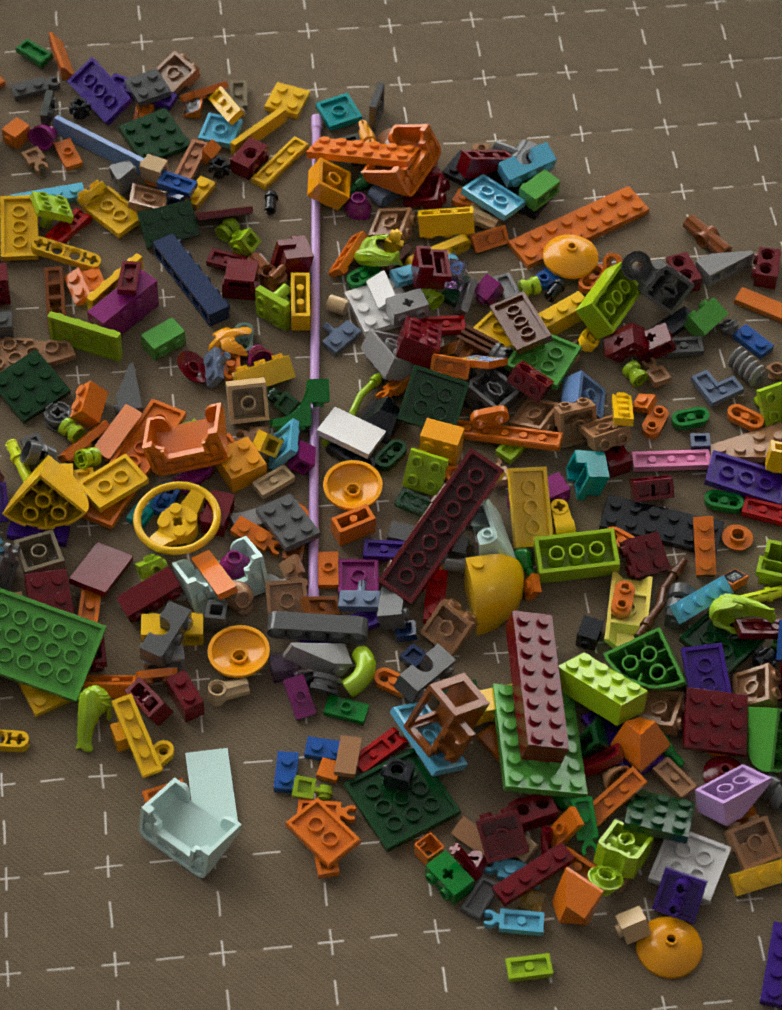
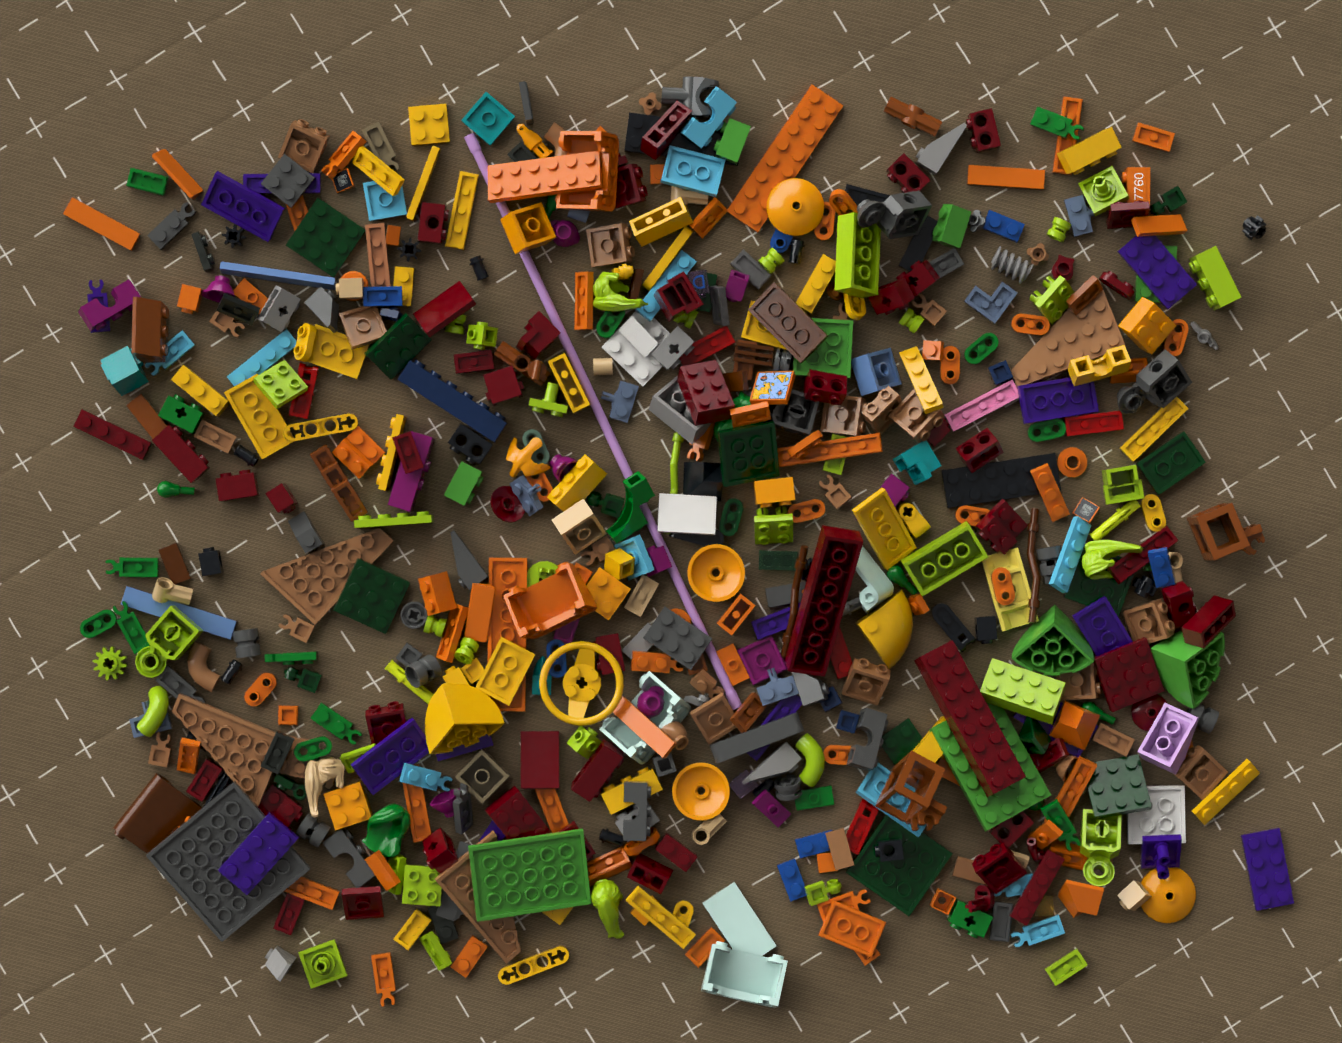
camera: 20 degrees left, 35 degrees up
(50, 150) = (238, 309): none -> pearl dark grey plate
(90, 156) = (270, 313): none -> light grey brick
(129, 661) = (610, 837): none -> black pin
(187, 314) = (472, 441): none -> black brick
(553, 606) = (952, 626): none -> black plate
(575, 328) = (832, 293): none -> dark orange plate

